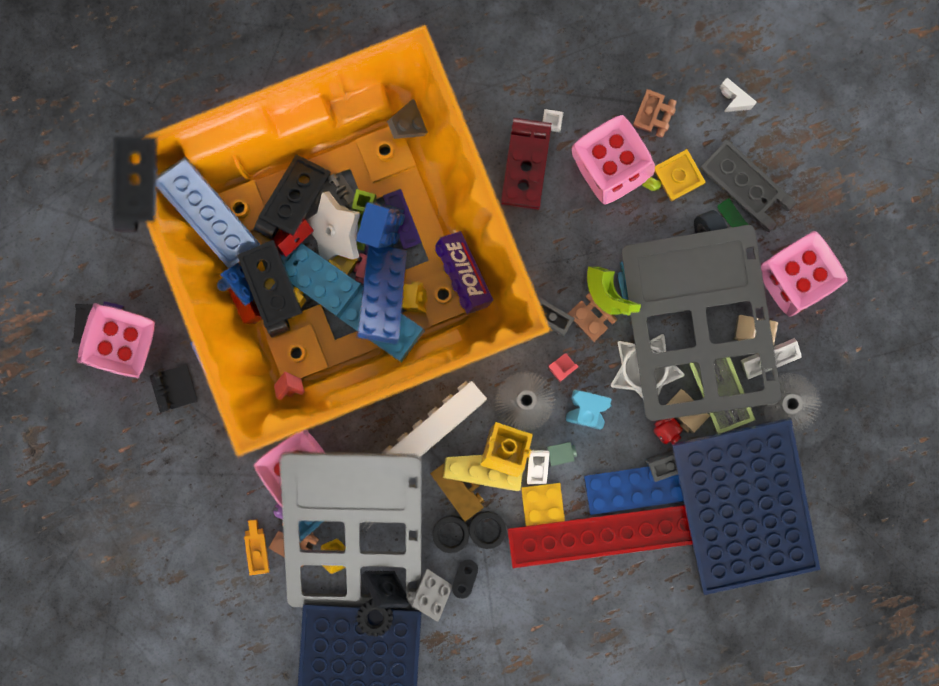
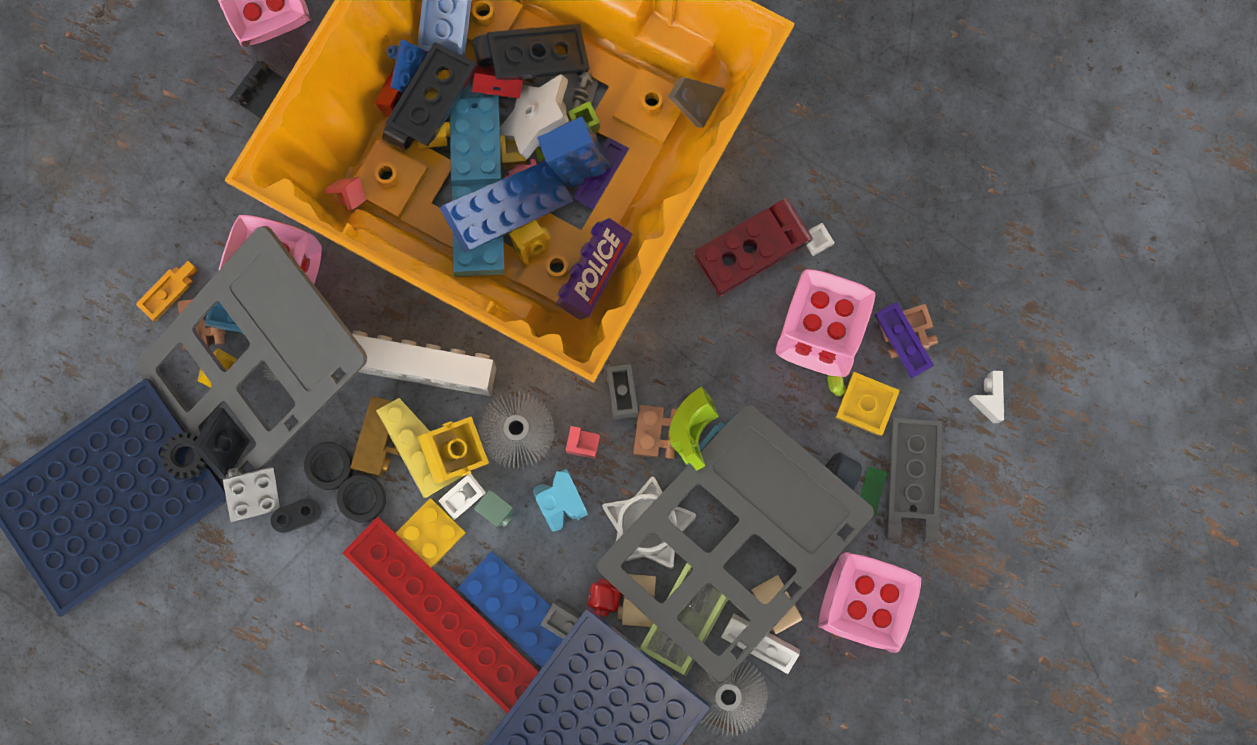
camera: 45 degrees right, 5 degrees down
(660, 120) = (904, 340): none -> dark purple plate

